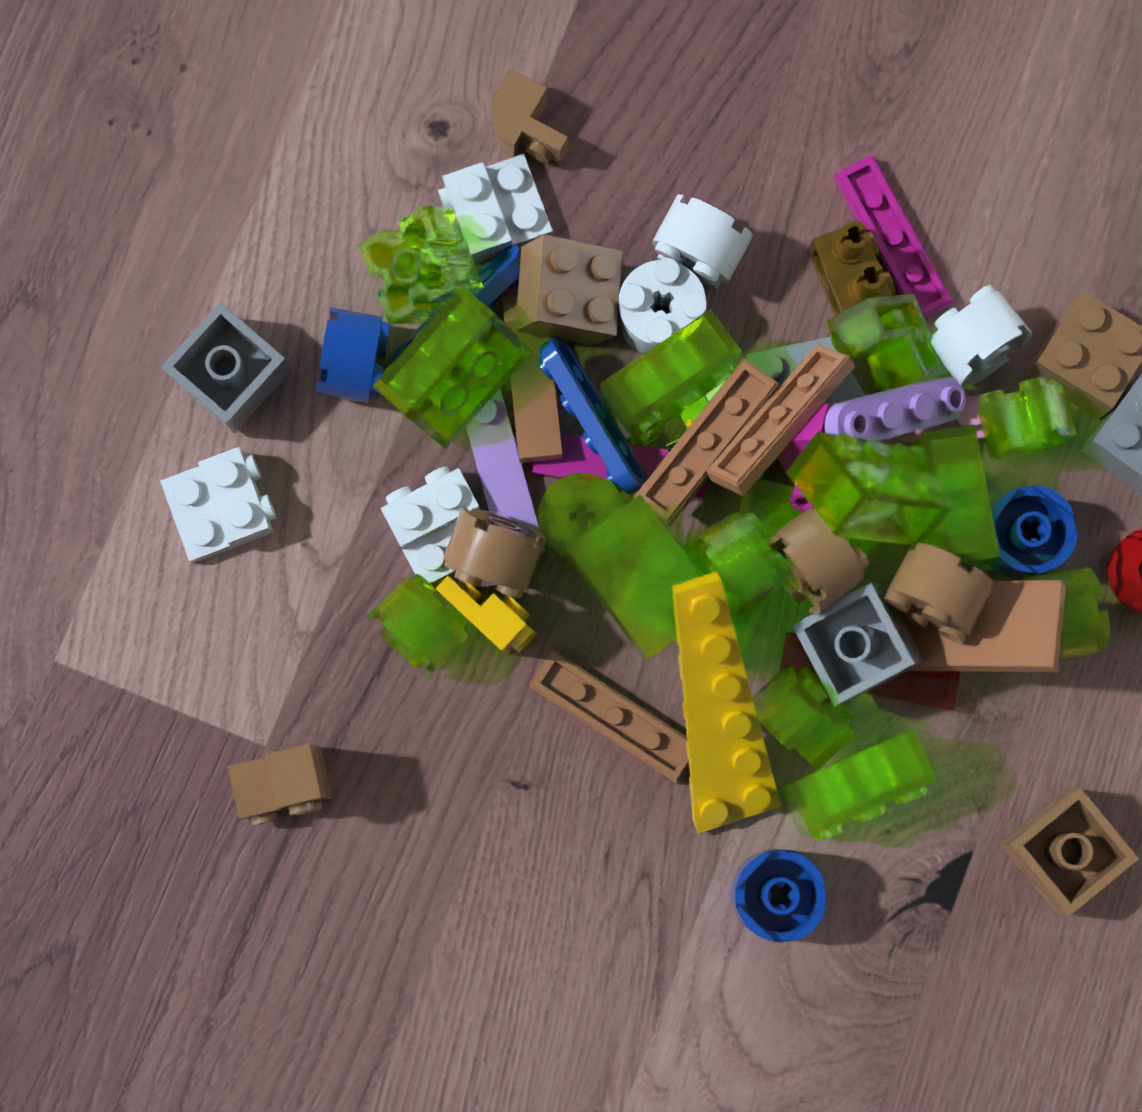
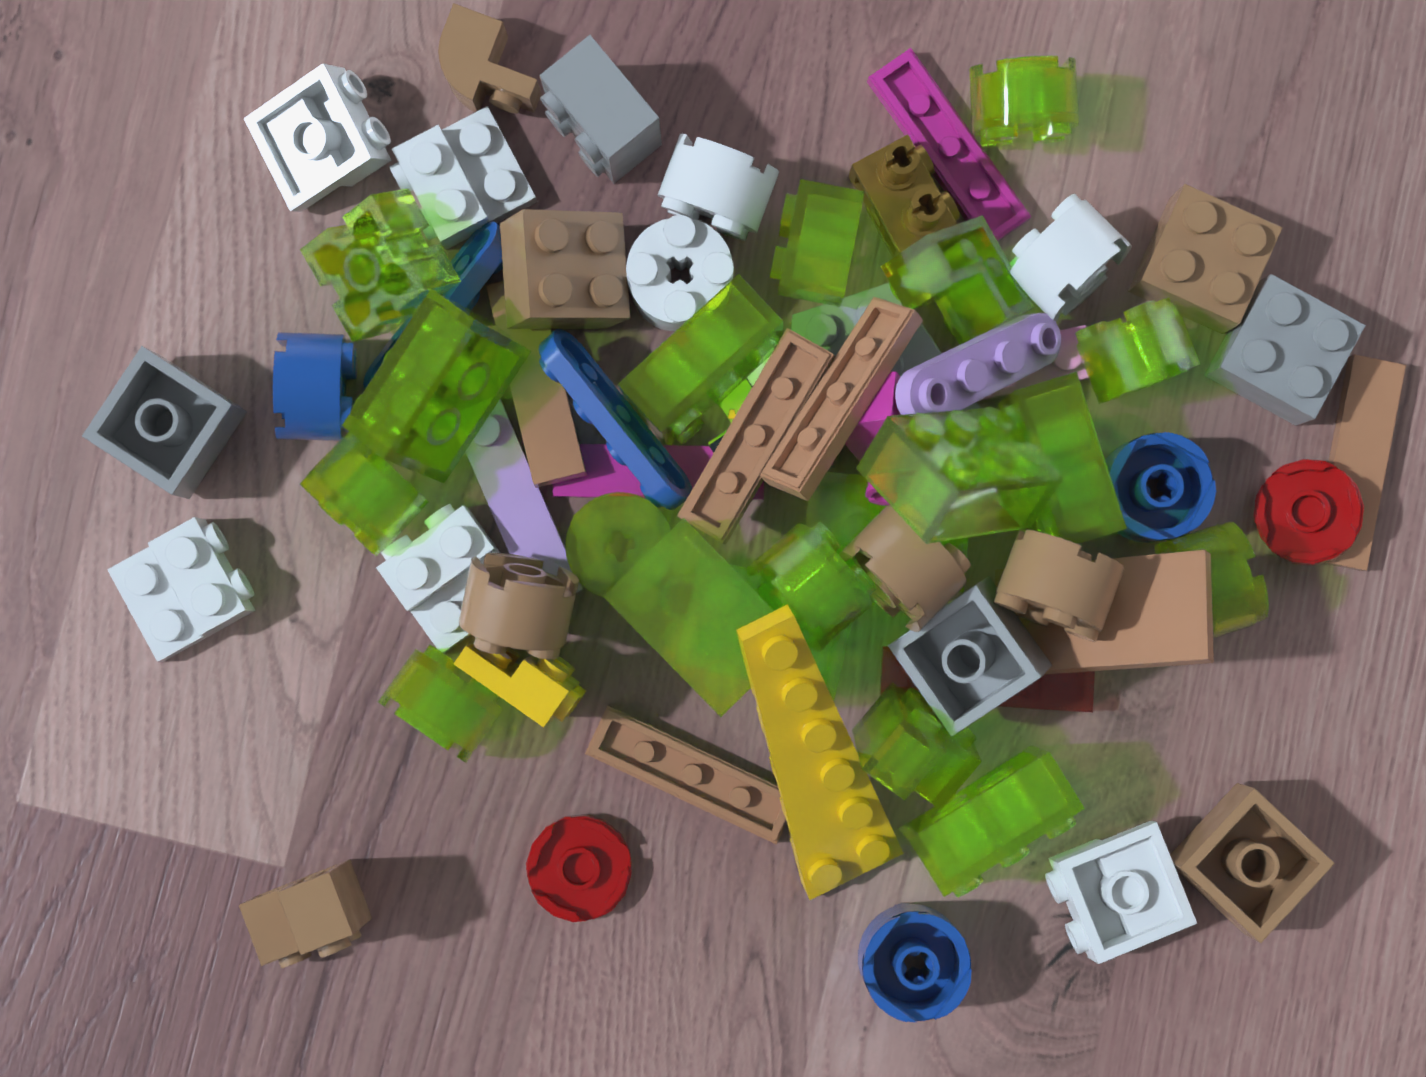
camera: 10 degrees left, 5 degrees up
(381, 445) = (364, 493): none -> clear neon green brick
(385, 158) = (319, 136): none -> white plate
(510, 780) = (579, 868): none -> red tile
(615, 168) = (601, 110): none -> light grey brick
(779, 294) = (820, 243): none -> clear neon green brick
(957, 862) = (1120, 892): none -> white plate
(959, 206) = (1023, 99): none -> clear neon green brick

